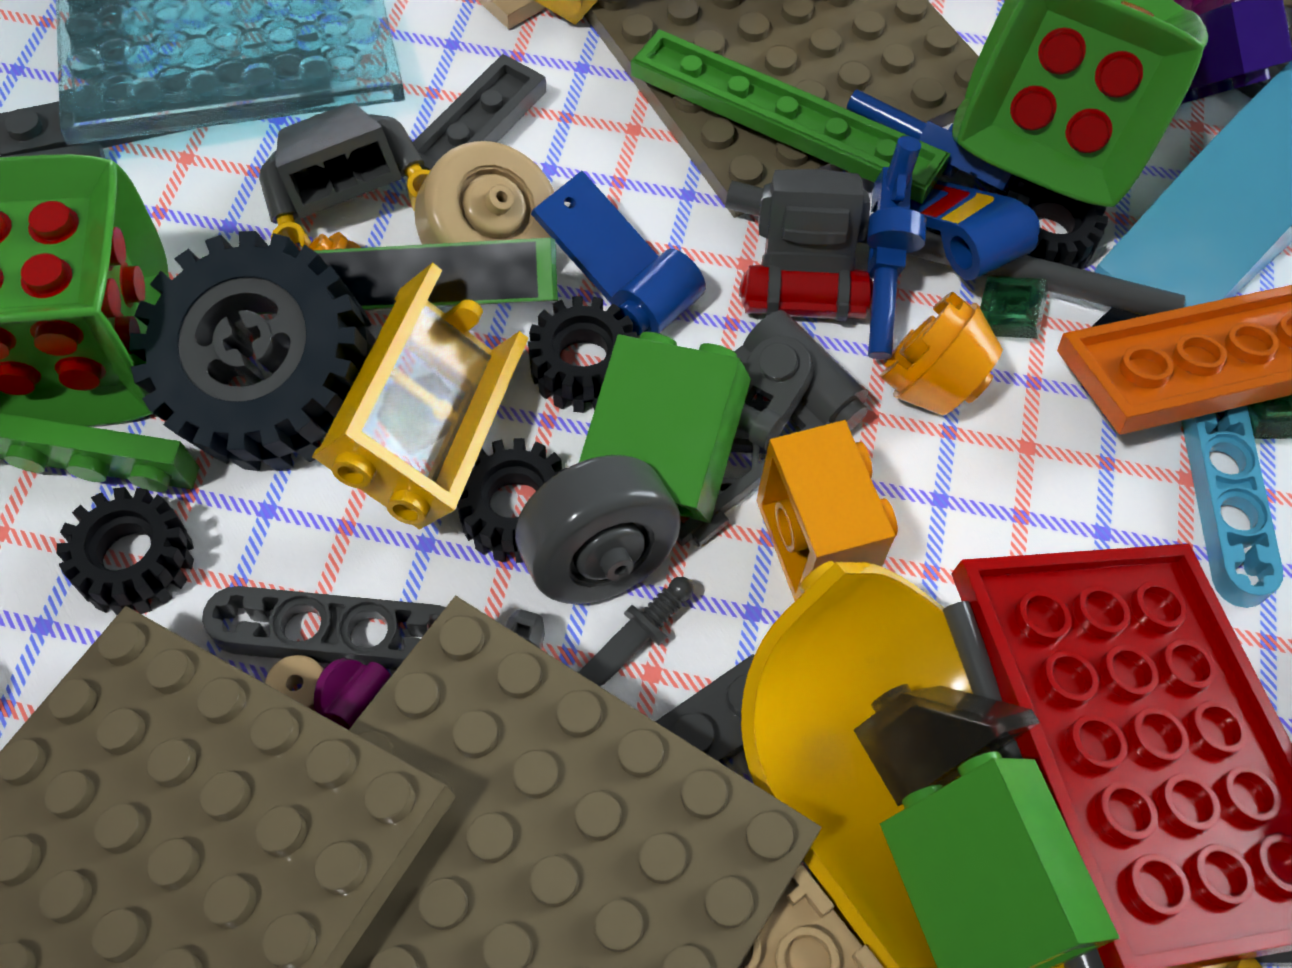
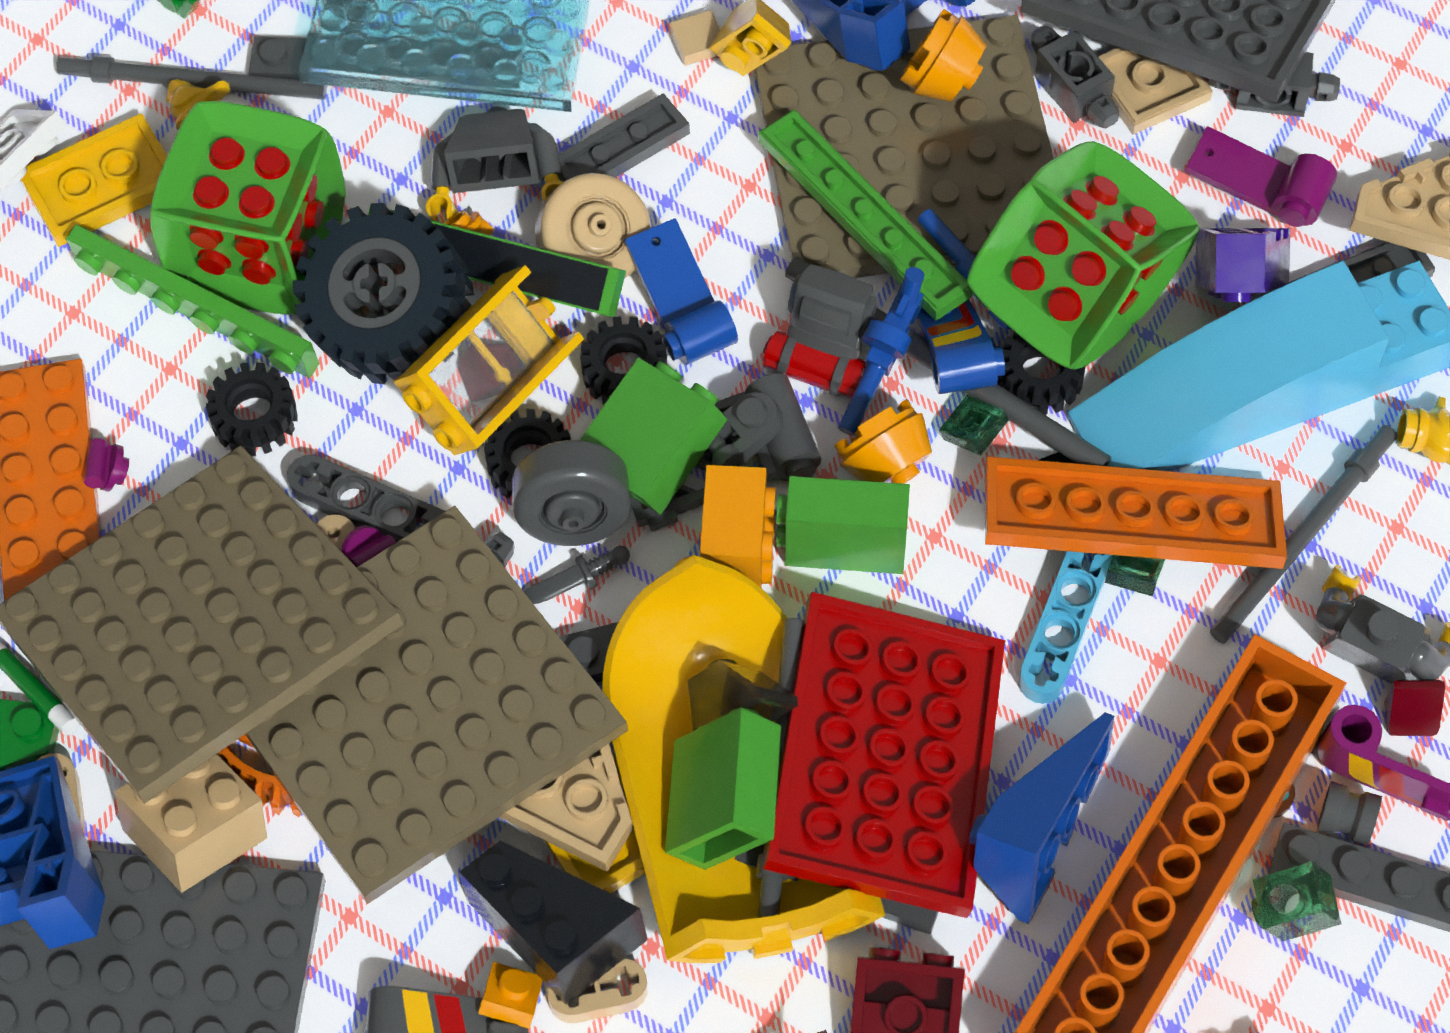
camera: 25 degrees right, 0 degrees up
(958, 457) = (843, 524): none -> bright green brick

